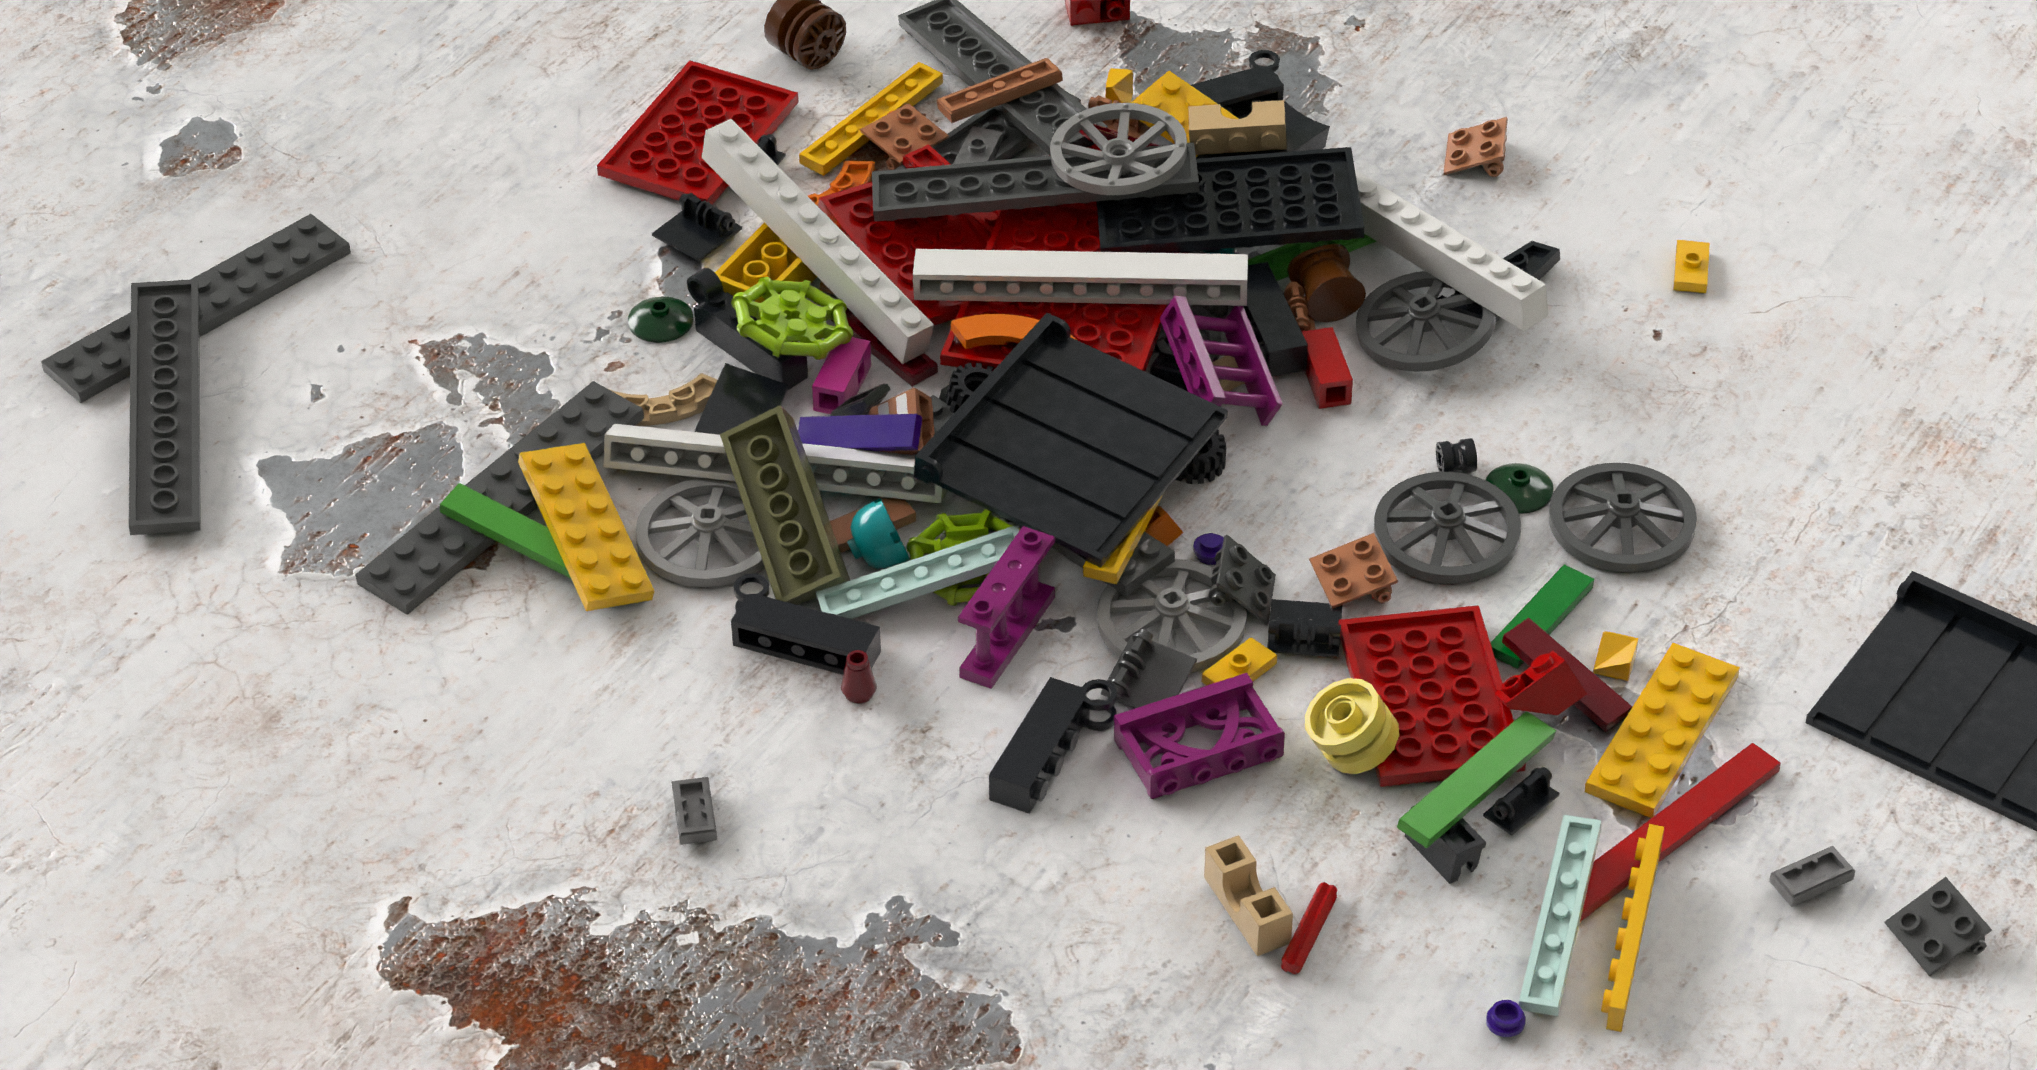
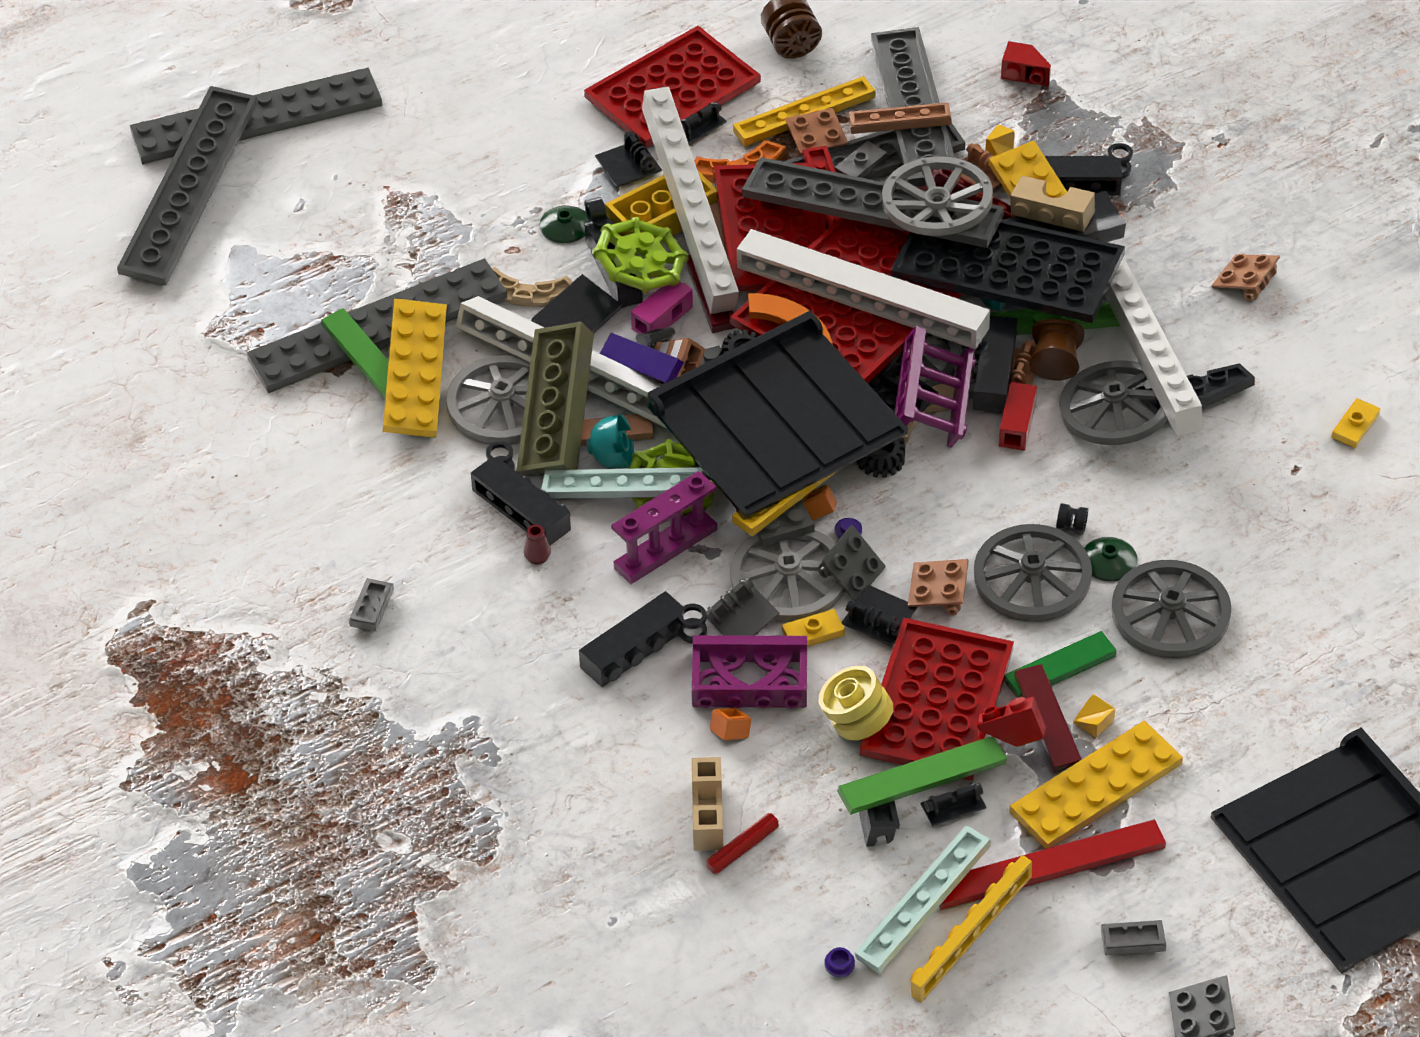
camera: 25 degrees right, 5 degrees up
(1211, 801) = (730, 723): none -> orange slope

